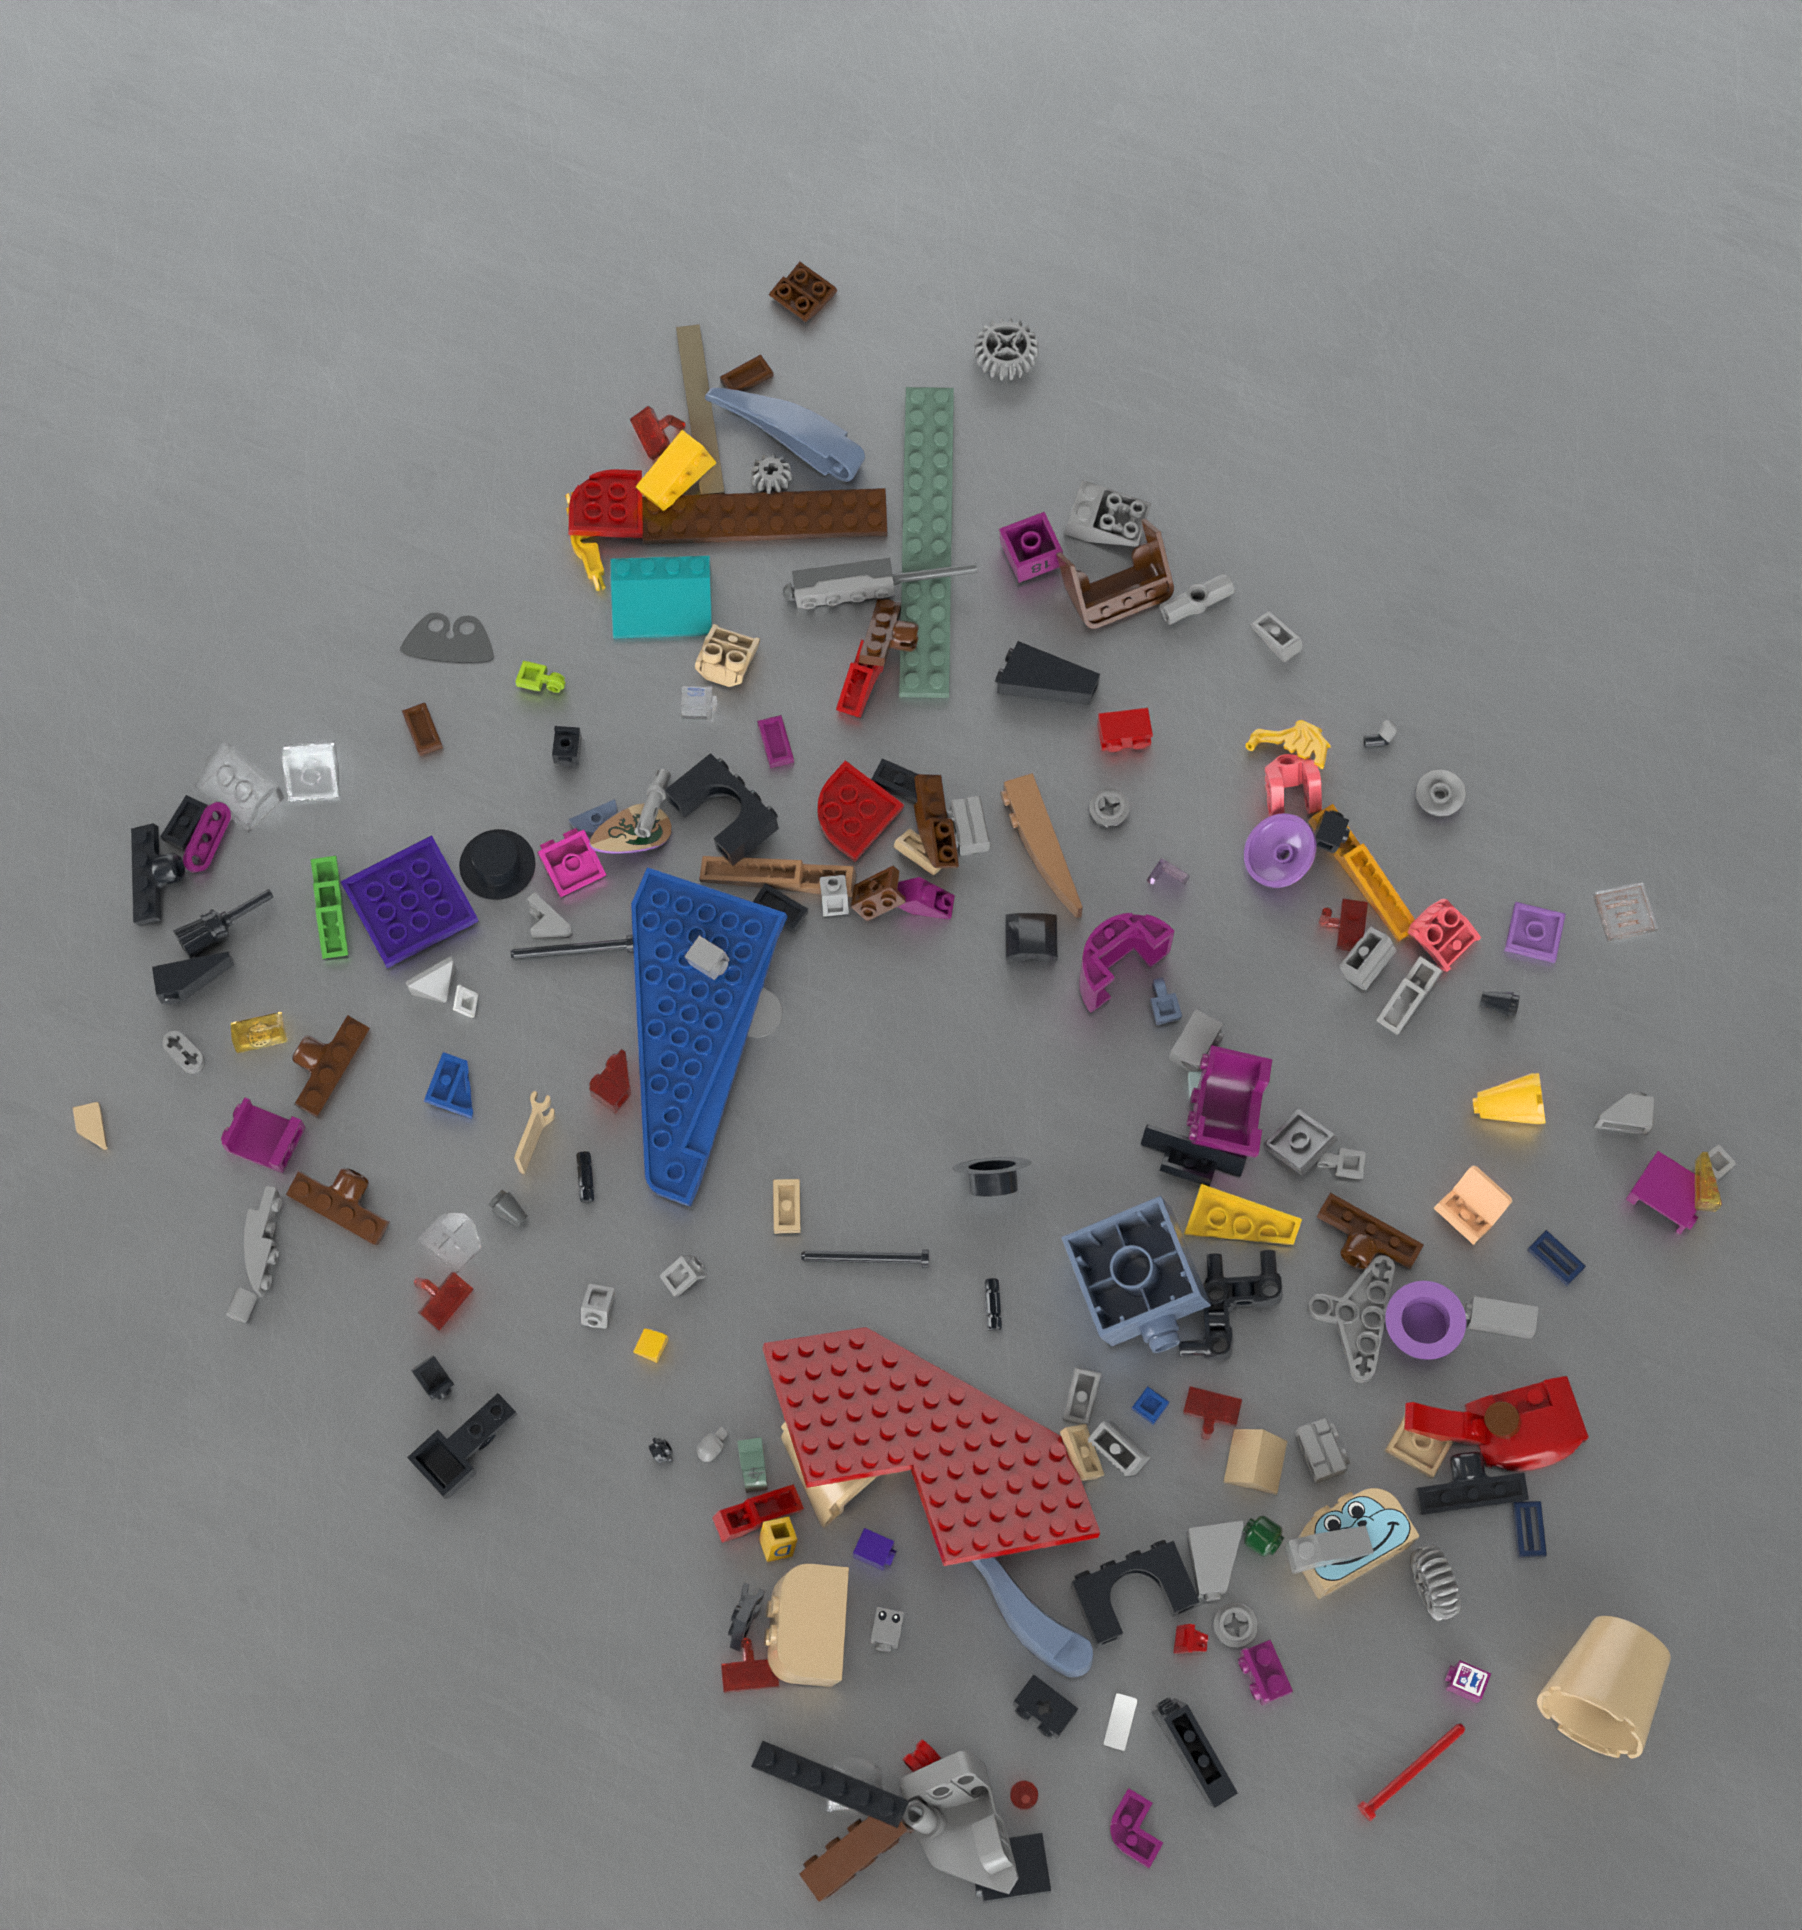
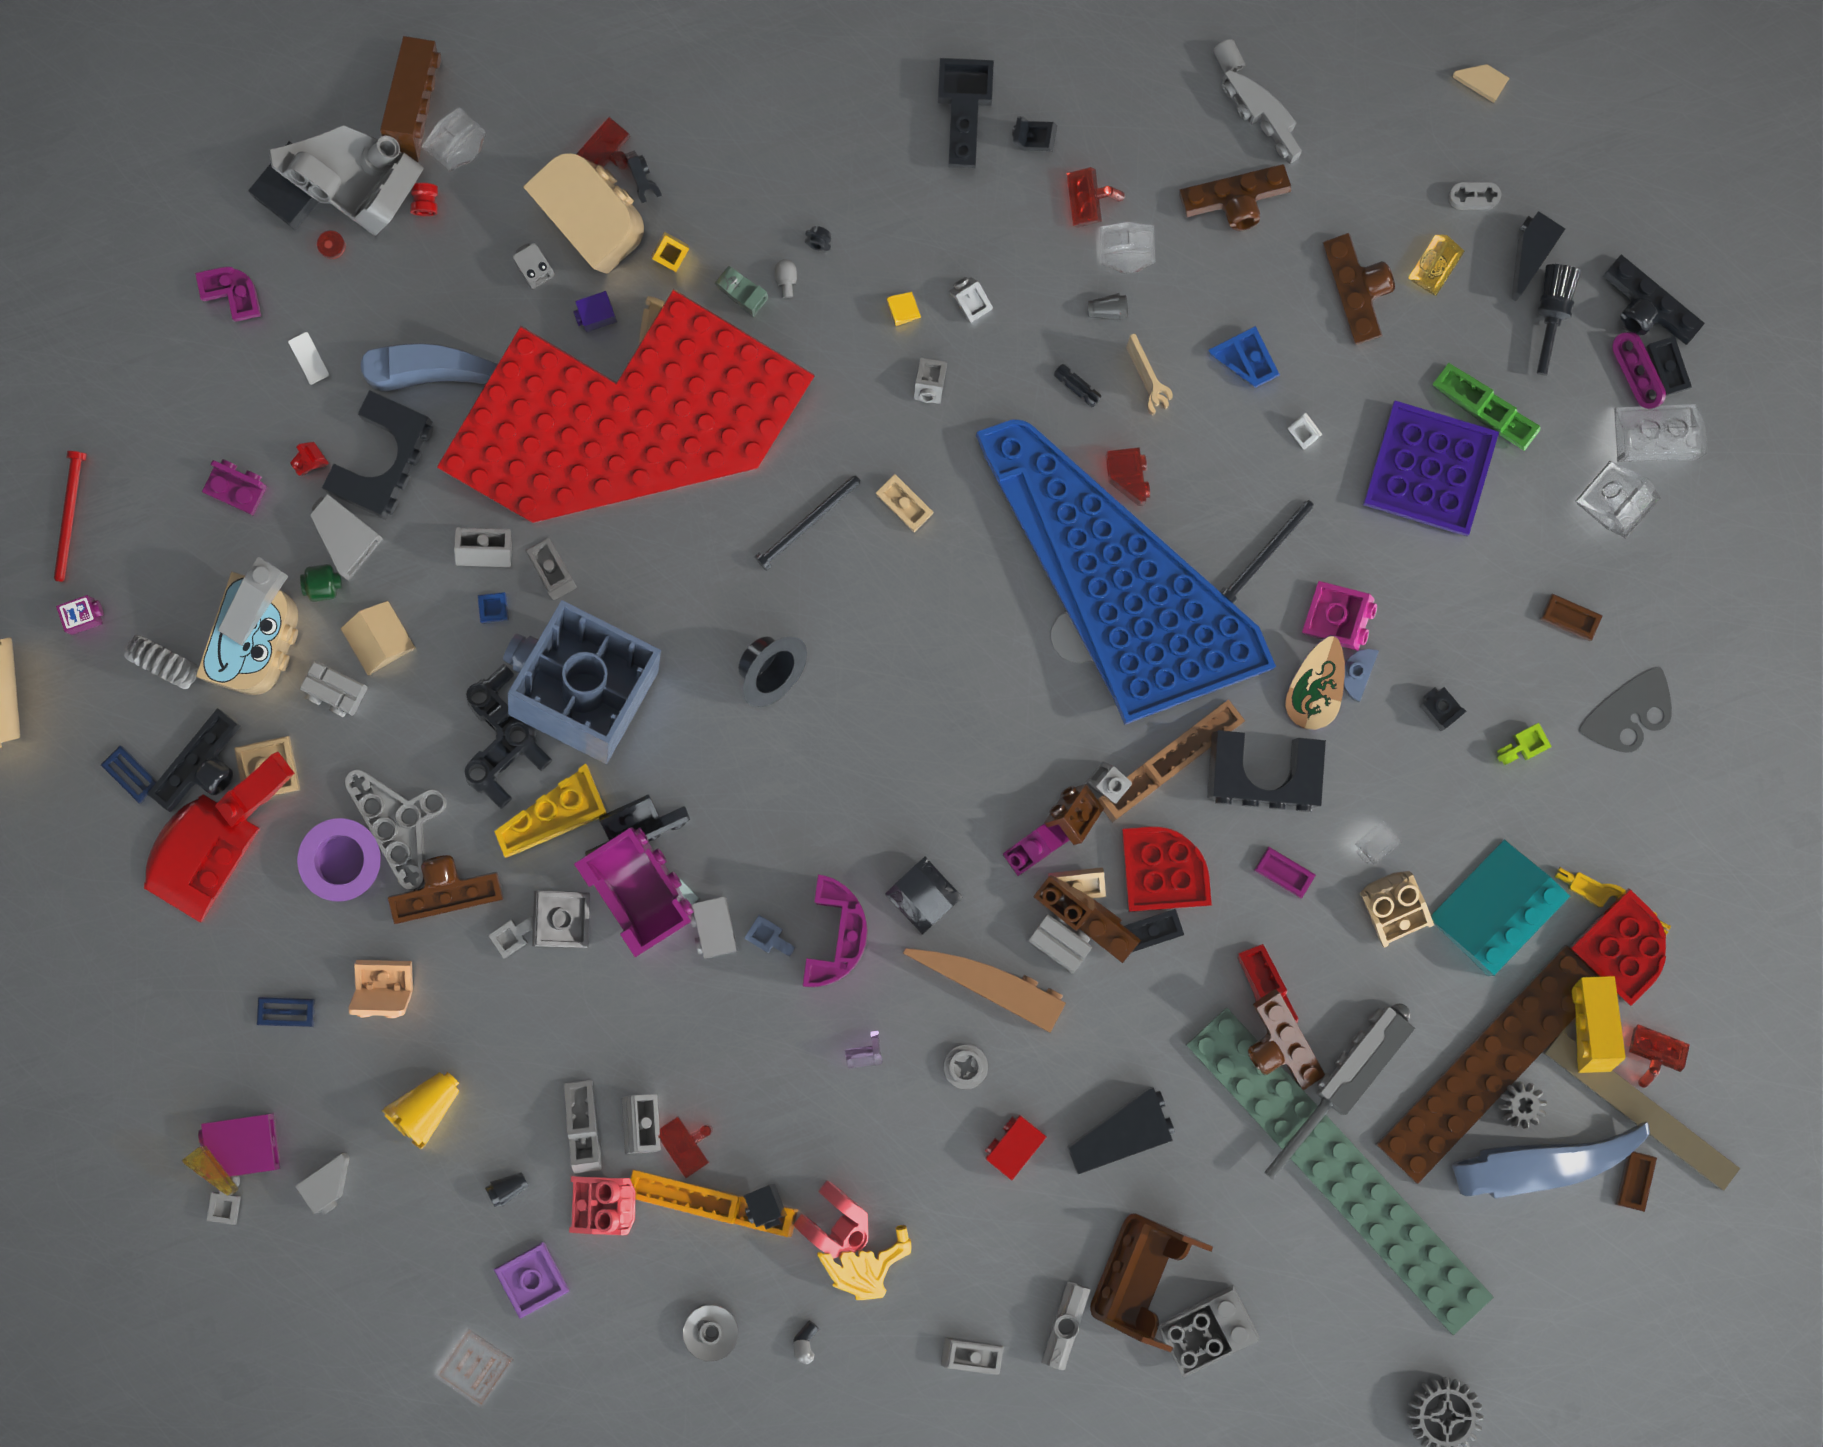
camera: 135 degrees right, 15 degrees up
(262, 1136) = (1347, 190): magenta panel -> none
(434, 982) = (1342, 424): slope -> none
(497, 864) = (1397, 565): black hose -> none
(549, 922) = (1304, 554): light grey slope -> none
(655, 795) = (1325, 724): light grey pin -> none
(707, 958) = (1149, 628): light grey brick -> none
(750, 1515) = (705, 258): red slope -> none
(776, 900) = (1142, 733): black plate -> none
(803, 292) = (1669, 1307): reddish brown slope -> none
(830, 1784) = (467, 115): black plate -> none
(993, 1306) = (680, 574): black axle -> none
(1030, 546) = (1244, 1240): magenta brick -> none
(1060, 1709) = (382, 321): black brick -> none
(1081, 1452) = (501, 516): tan plate -> none
(1194, 1751) = (235, 381): black slope -> none
(1212, 1408) = (445, 647): clear red plate -> none
(1242, 1614) = (285, 489): light grey gear -> none
(1271, 842) = (804, 1145): medium lavender dish -> none
(1501, 1317) = (286, 920): light grey brick -> none
(1502, 1420) = (213, 833): reddish brown piece -> none

